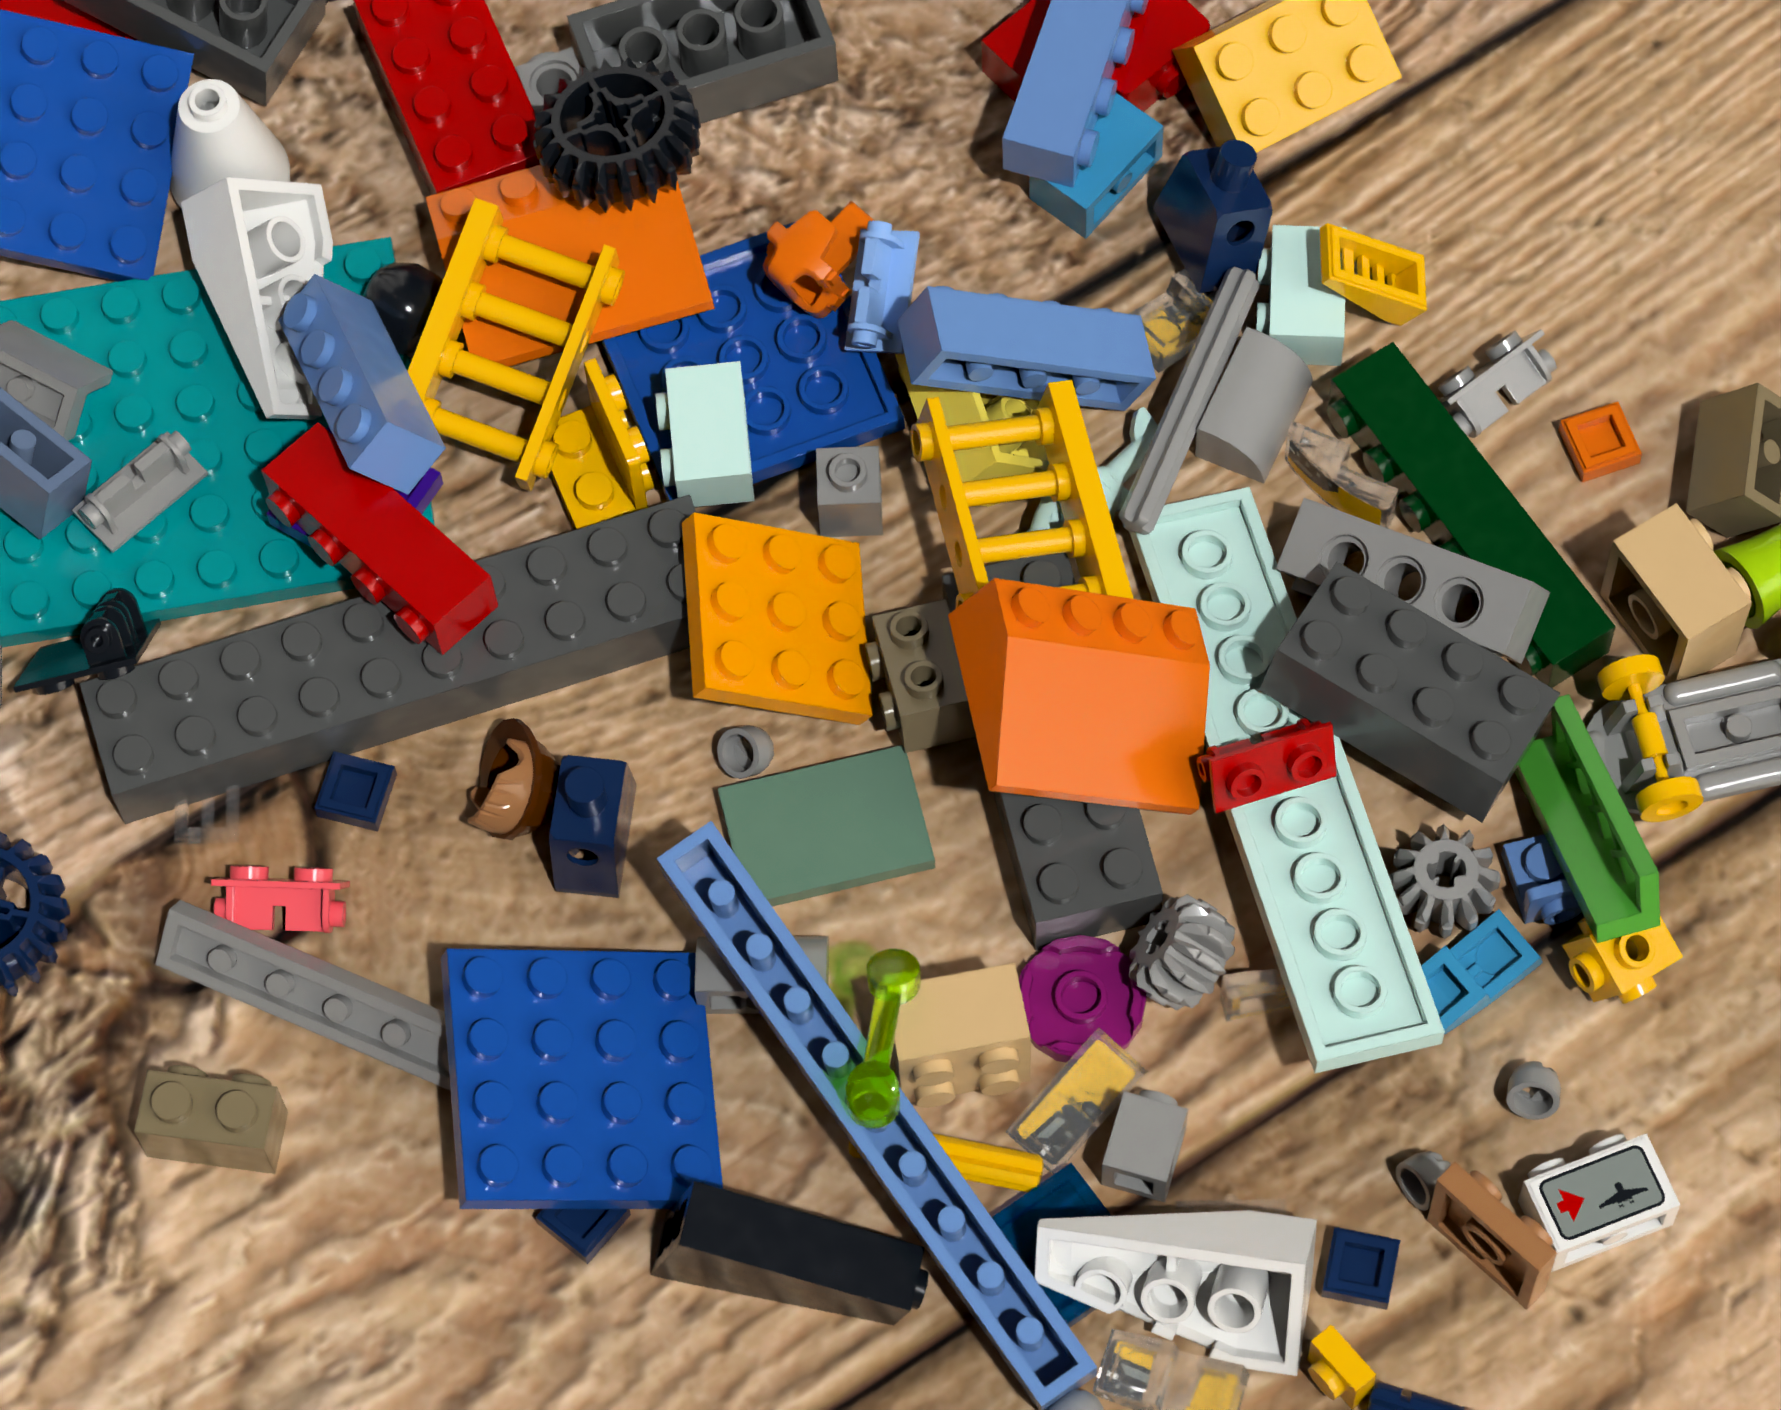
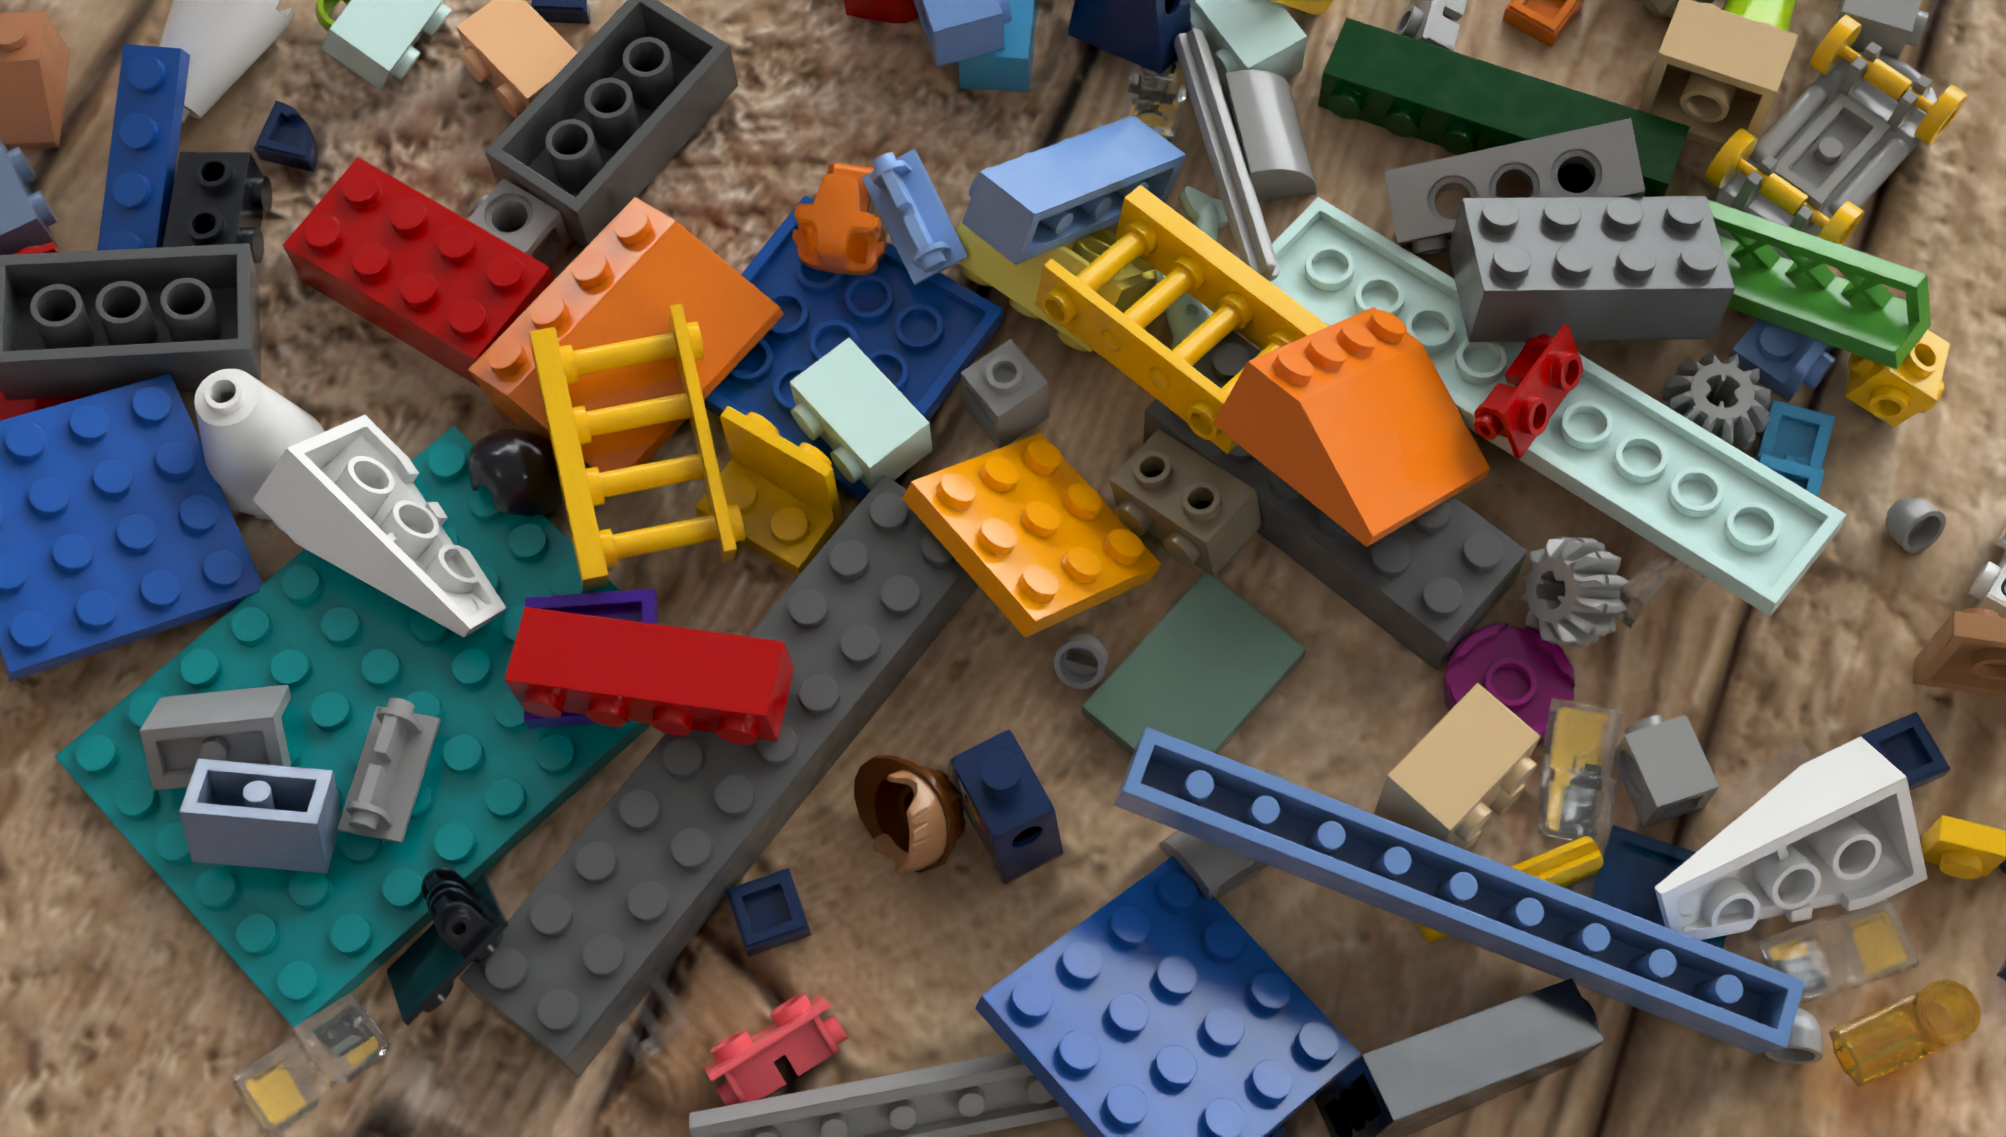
camera: 35 degrees left, 0 degrees up
(361, 384) = (540, 552): medium blue brick -> none
(617, 134) = (604, 198): black gear -> none
(872, 1085) = (1464, 866): clear neon green bar -> none
(1324, 468) = (1363, 150): clear slope -> none
(1419, 1176) = (1895, 663): light grey hinge -> none

